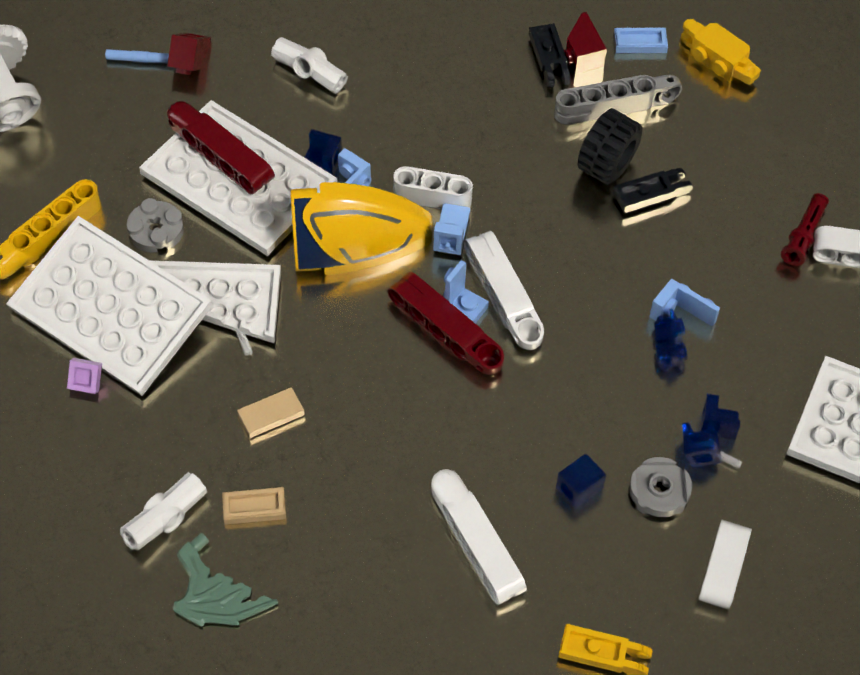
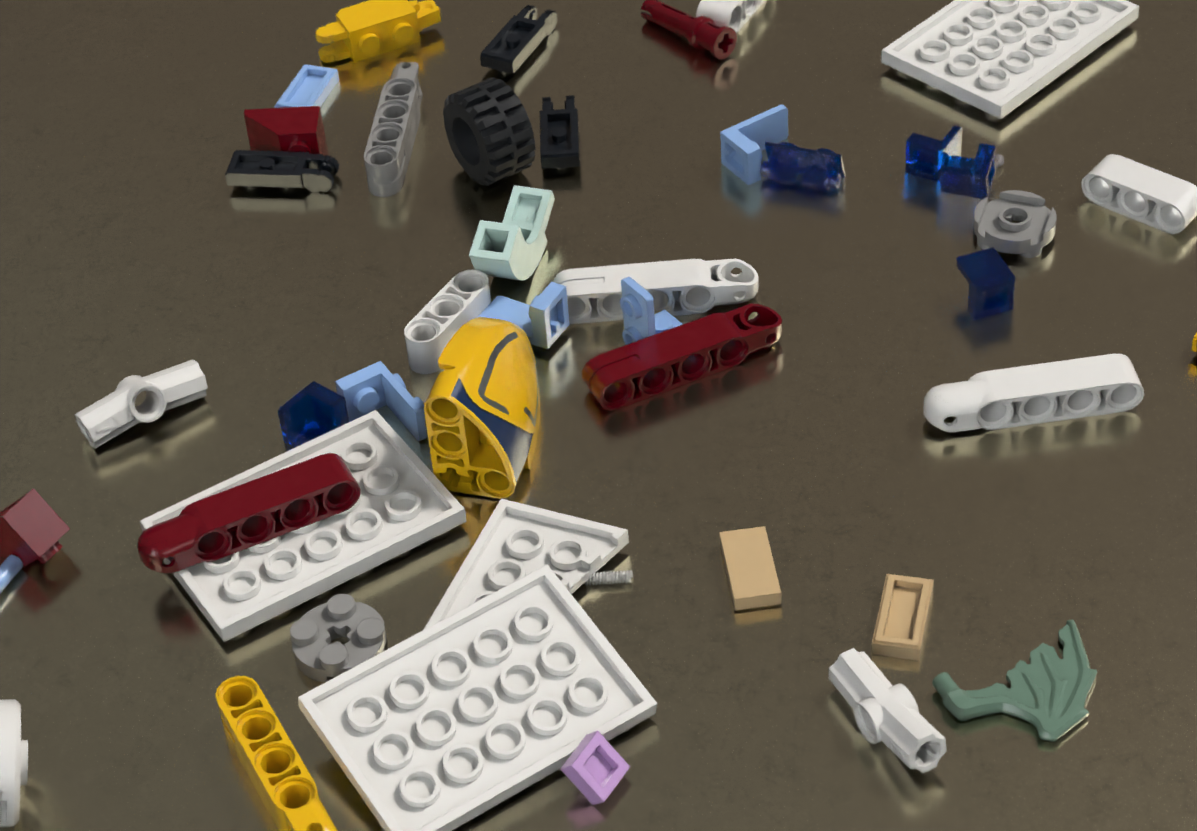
camera: 65 degrees left, 15 degrees down
(509, 201) = (517, 243): none -> light aqua arch
(748, 135) = (518, 39): none -> black hinge

